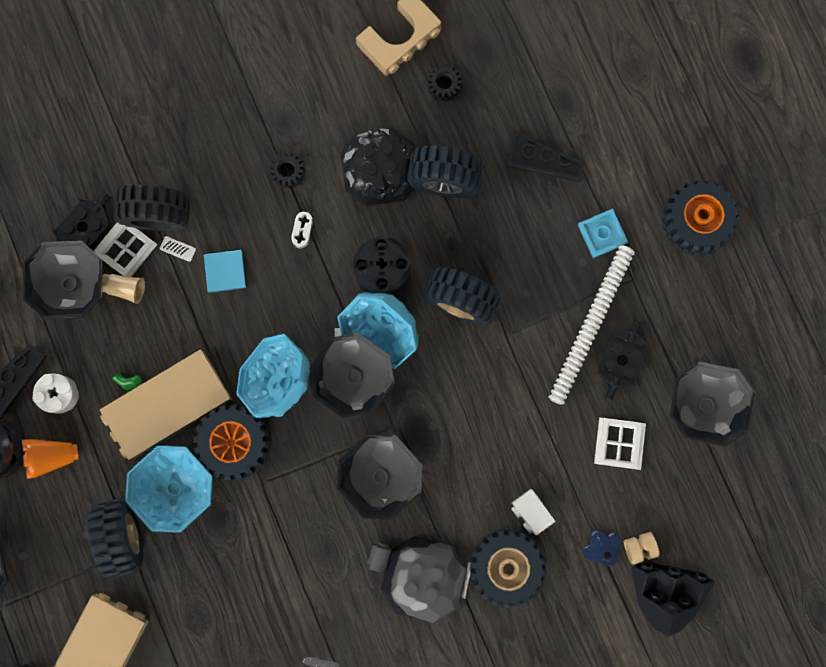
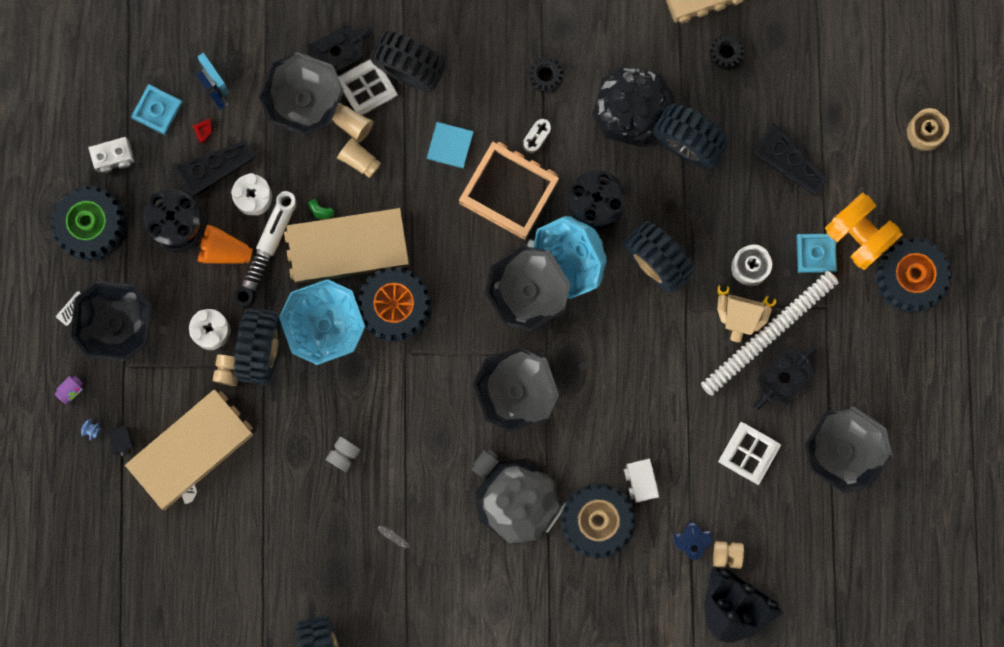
camera: 25 degrees right, 0 degrees up
(54, 538) = (205, 319): none -> white brick
(89, 438) = (266, 247): none -> piece
(94, 576) = (225, 371): none -> tan wheel
(143, 318) = (358, 158): none -> tan plant
(177, 248) = (414, 106): white sticker -> none
(241, 605) = (343, 454): none -> light grey wheel
(273, 377) = (456, 260): medium azure rock -> none
(294, 321) = (493, 216): none -> light nougat window
(558, 262) = (762, 265): none -> white brick
(560, 317) = (742, 314): none -> tan torso
(647, 79) = (933, 121): none -> tan brick
(651, 201) = (854, 221): none -> light orange wheel

